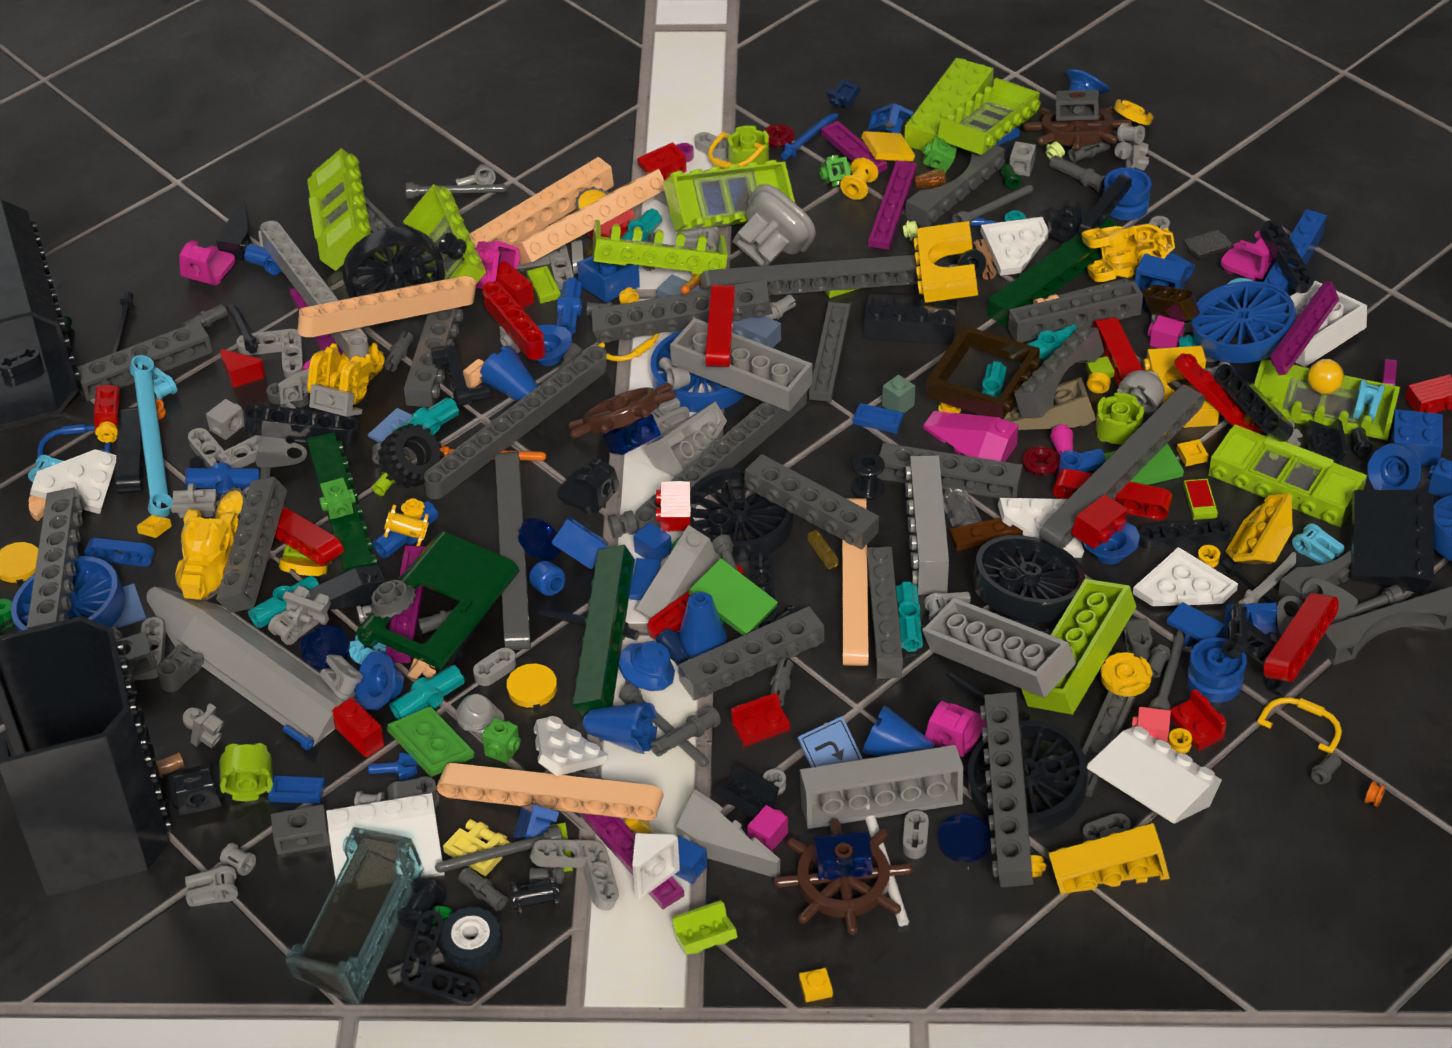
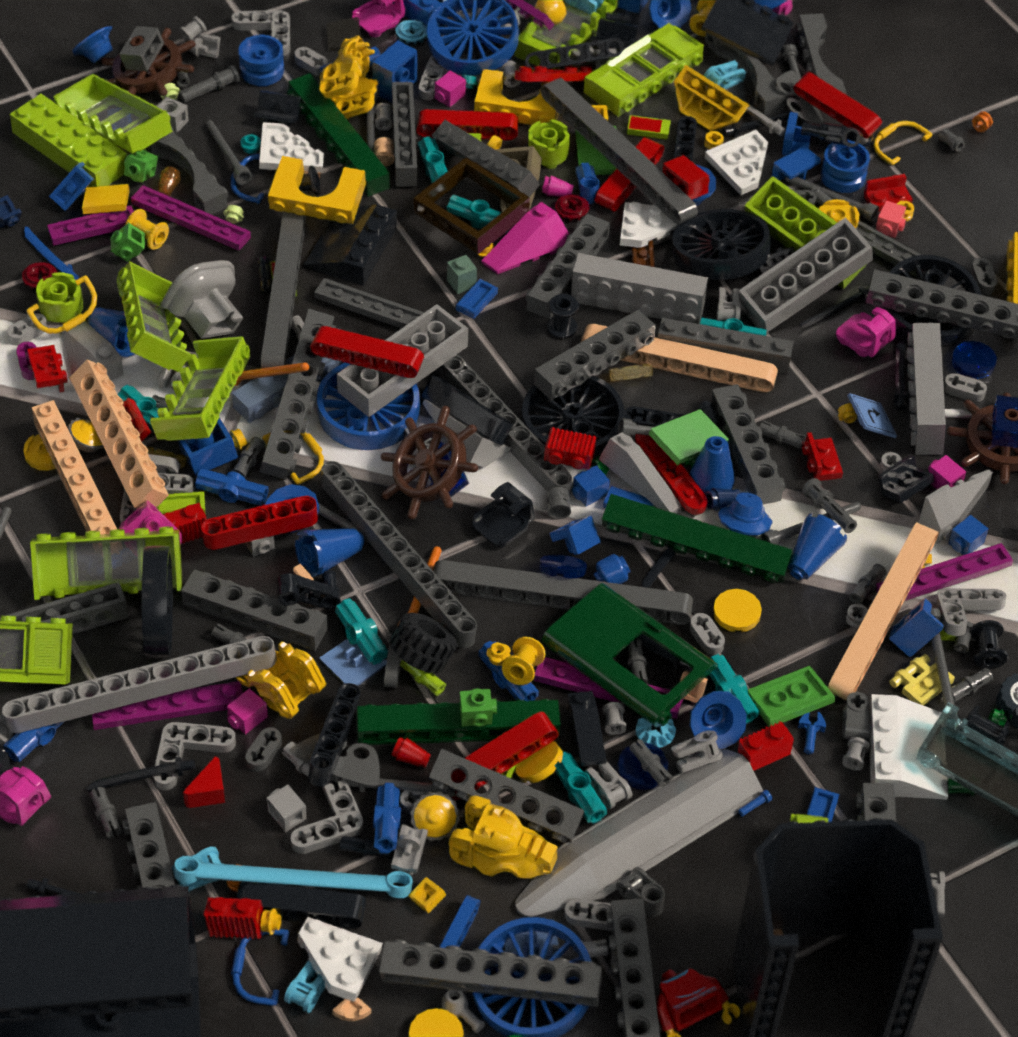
camera: 80 degrees left, 5 degrees up
(204, 726) = (737, 870): light grey hips -> none
(293, 387) = (274, 726): light grey slope -> none
(301, 483) = (410, 753): none -> red cone
(306, 610) = (615, 760): light grey hips -> none
(319, 644) = (650, 763): none -> dark grey pin
(333, 400) = (320, 695): light grey panel -> none
(386, 306) = (220, 613): light nougat beam -> none
(392, 598) = (641, 677): dark grey piece -> none
(452, 246) = (145, 537): black wheel -> none
(476, 713) = (762, 658): light grey hat -> none
(501, 740) = (807, 639): bright green brick -> none
(565, 749) = (830, 591): white plate -> none
(654, 861) = (993, 548): white slope -> none
(675, 376) = (393, 416): light grey bar -> none
(709, 431) = (467, 409): none -> black beam
(894, 736) = (871, 372): blue cone -> none
(1012, 179) = (189, 130): dark green pin -> none
(1106, 204) = (292, 70): black beam -> none
(1133, 112) = (157, 22): yellow tile -> none
(1146, 387) = (529, 112): light grey cylinder -> none
(1156, 774) = (951, 225): white slope -> none
(1171, 302) = (440, 66): dark brown beam -> none
(1198, 197) = (242, 22): none -> light grey beam

